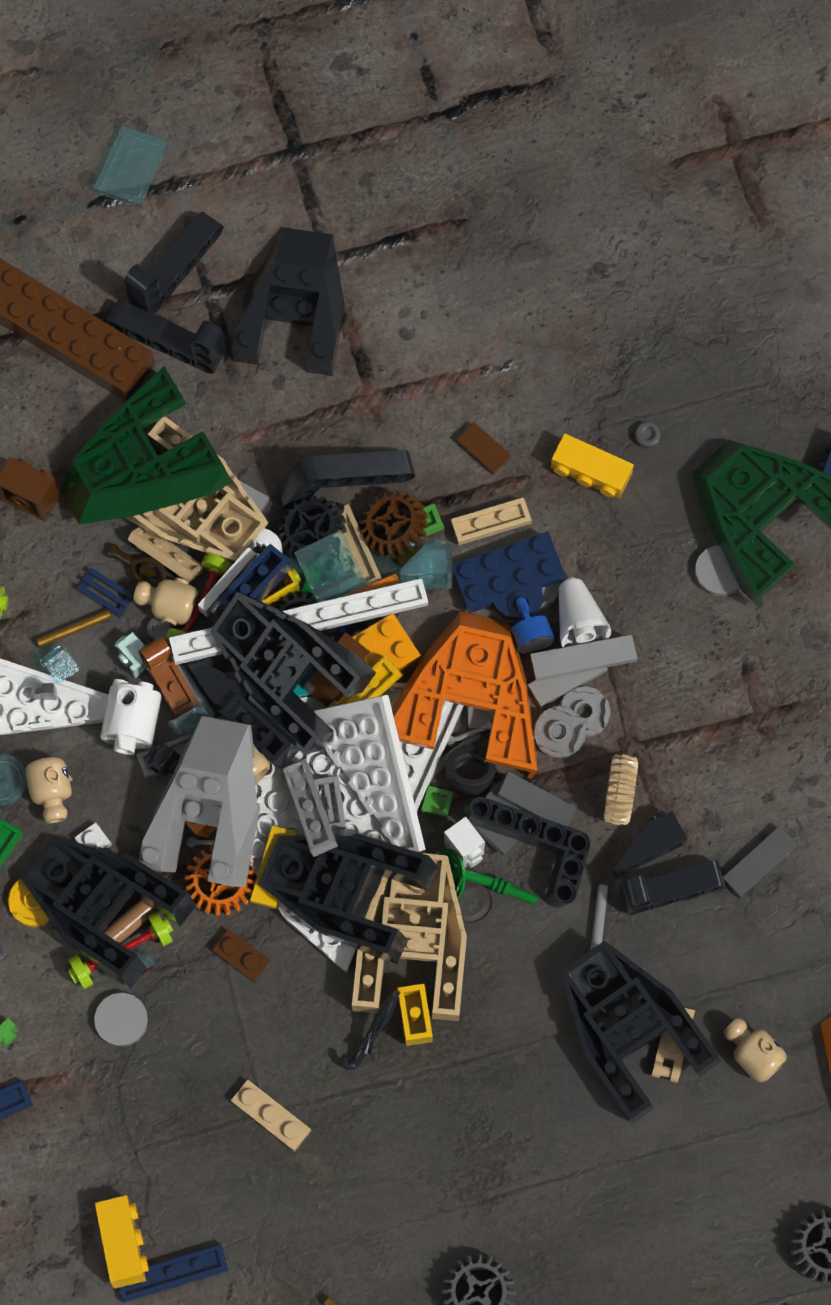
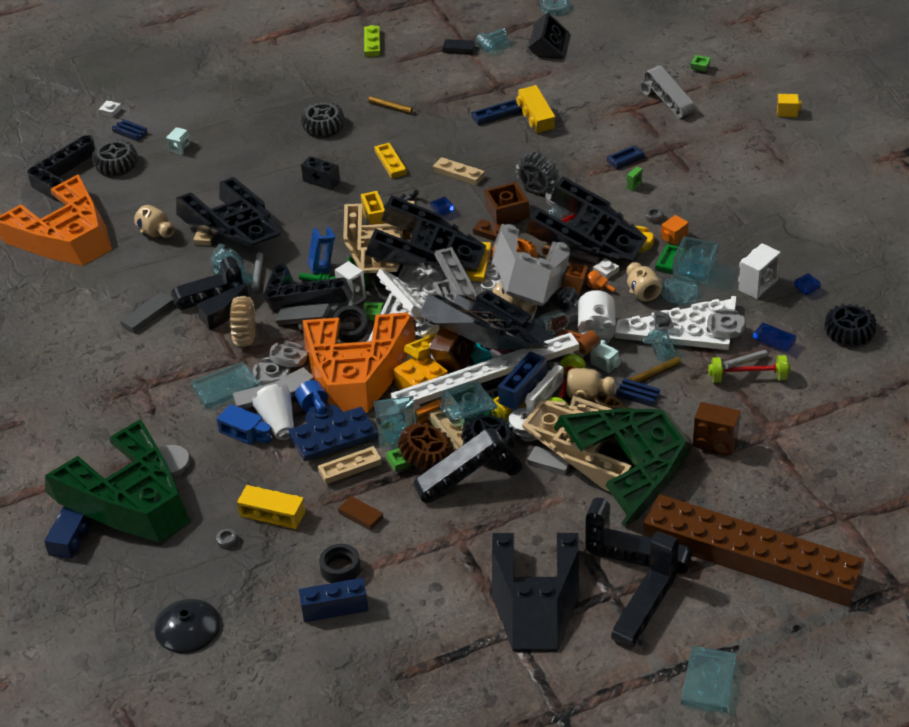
camera: 175 degrees right, 30 degrees down
(111, 811) = (596, 281): none -> orange piece
(141, 808) = (575, 276): none -> dark orange slope
(152, 1047) = (537, 173): none -> dark grey gear
(211, 995) = (506, 203): none -> reddish brown brick
(309, 1022) = (442, 206): none -> clear blue plate
(376, 1165) = (390, 160): none -> yellow tile
(491, 1135) = (320, 173): none -> black brick
(500, 916) = (321, 251): none -> blue window
(518, 353) = (335, 552): none -> black tyre
(525, 315) = (333, 600): none -> dark blue brick
(623, 607) = (243, 425): none -> blue hinge
(644, 931) = (219, 254): none -> clear light blue cylinder
(649, 697) = (221, 385): none -> clear light blue tile
(690, 333) = (187, 625): none -> black dish
(721, 1275) = (178, 140): none -> light aqua brick

